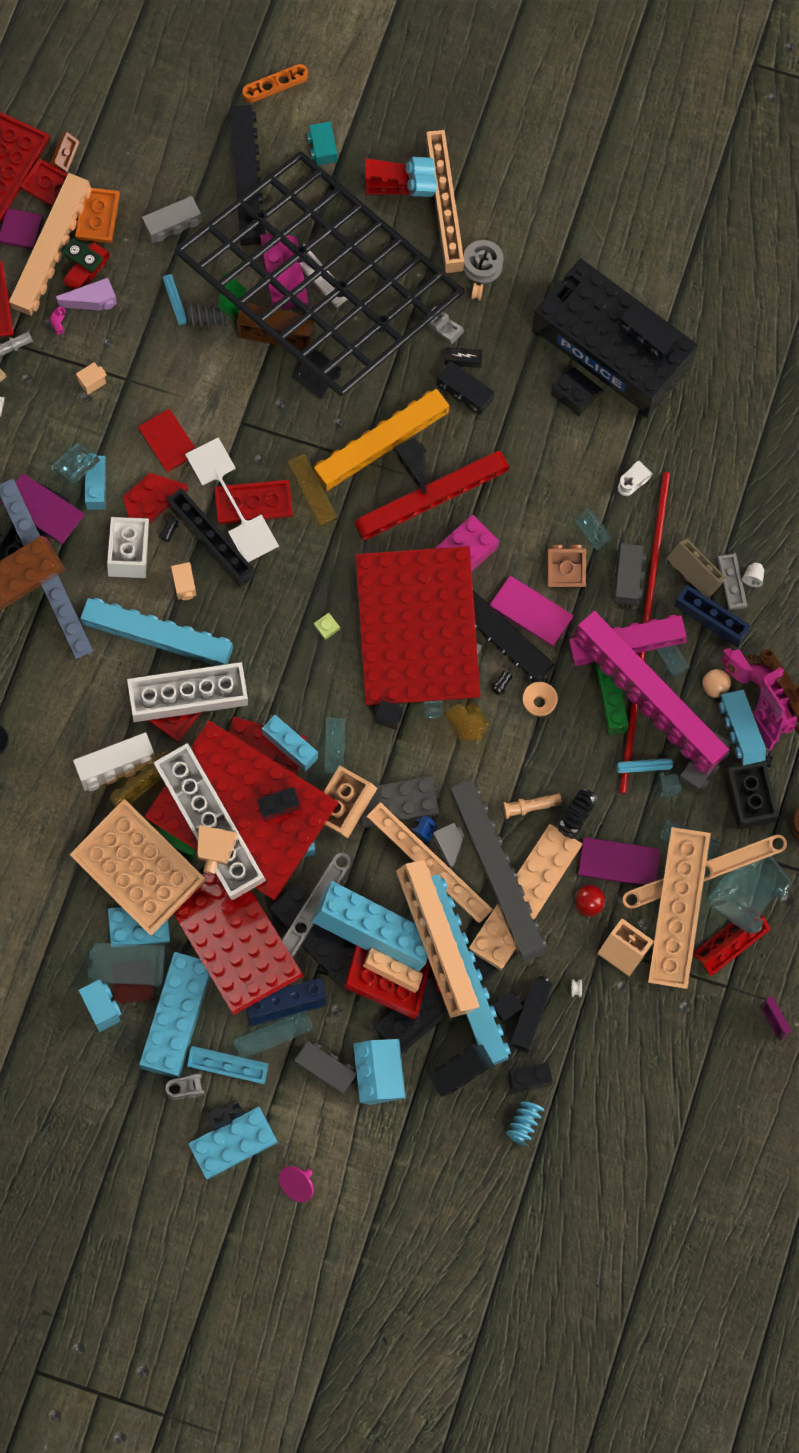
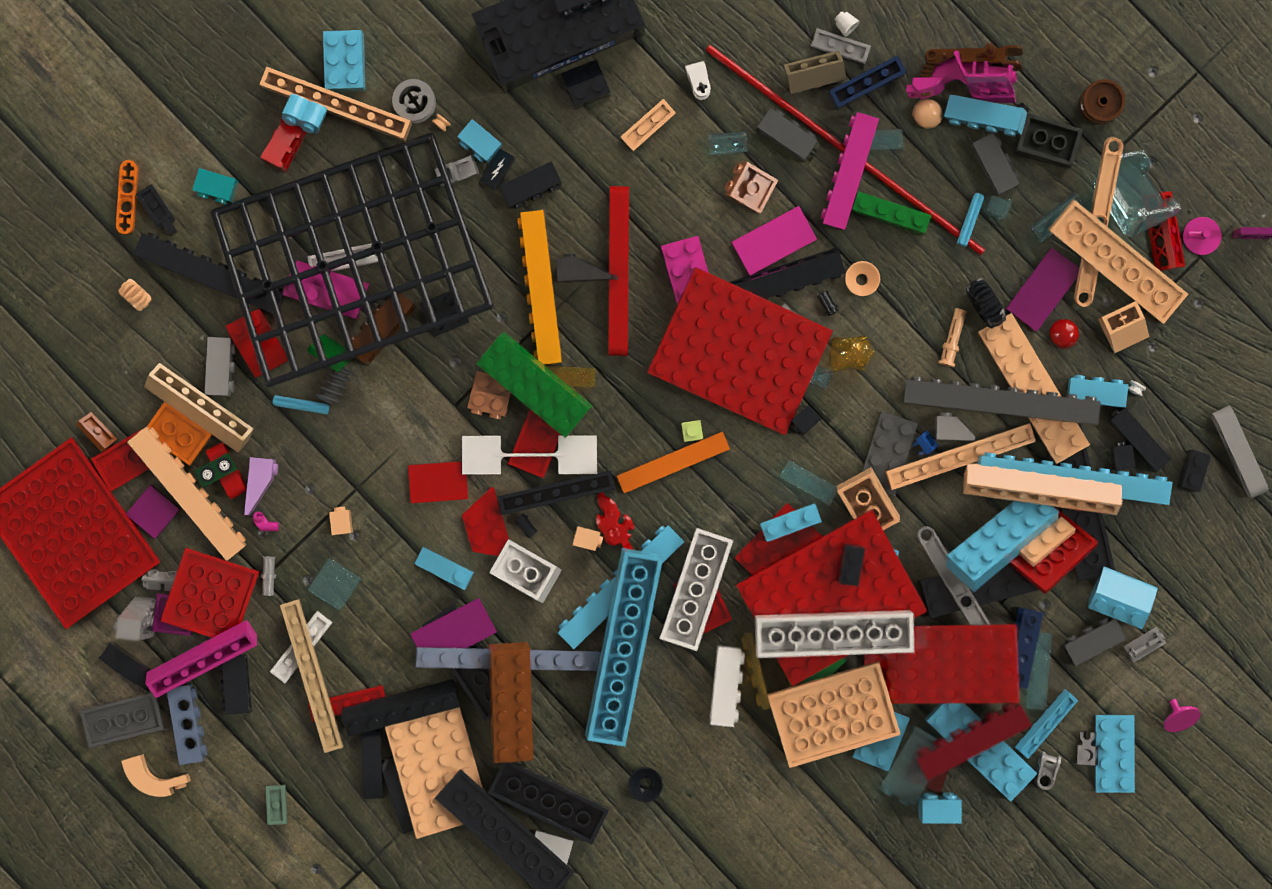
camera: 60 degrees left, 15 degrees up
(34, 400) = (334, 584): none -> clear light blue tile
(75, 463) = (419, 579): clear light blue plate -> none
(103, 655) = (623, 647): none -> medium azure brick
(128, 219) = (198, 407): none -> tan brick
(176, 992) = (971, 740): none -> dark red brick
(196, 124) = (134, 295): none -> light nougat gear
(202, 604) = (608, 523): none -> red piece
(208, 242) = (271, 348): none -> red slope
(215, 847) = (866, 643): light nougat torso -> none
(266, 445) = (488, 396): none -> nougat plate
(278, 110) = (157, 209): none -> black hinge
(290, 624) = (673, 462): none -> orange tile
(294, 470) = (534, 384): none -> green brick
(347, 1118) = (1145, 644): none -> light grey hinge
(461, 1069) = (1160, 527): black brick -> none
(479, 329) = (479, 141): none -> medium azure brick
(485, 191) = (344, 61): none -> medium azure brick
(523, 1122) = (1230, 496): medium azure piece -> none
(556, 956) = (1109, 393): none -> medium azure brick
(570, 1111) = (1239, 452): none -> light grey beam
(571, 457) = (648, 125): none -> light nougat plate
(649, 693) = (918, 181): dark pink brick -> none
(746, 978) = (1202, 236): none -> dark pink shield

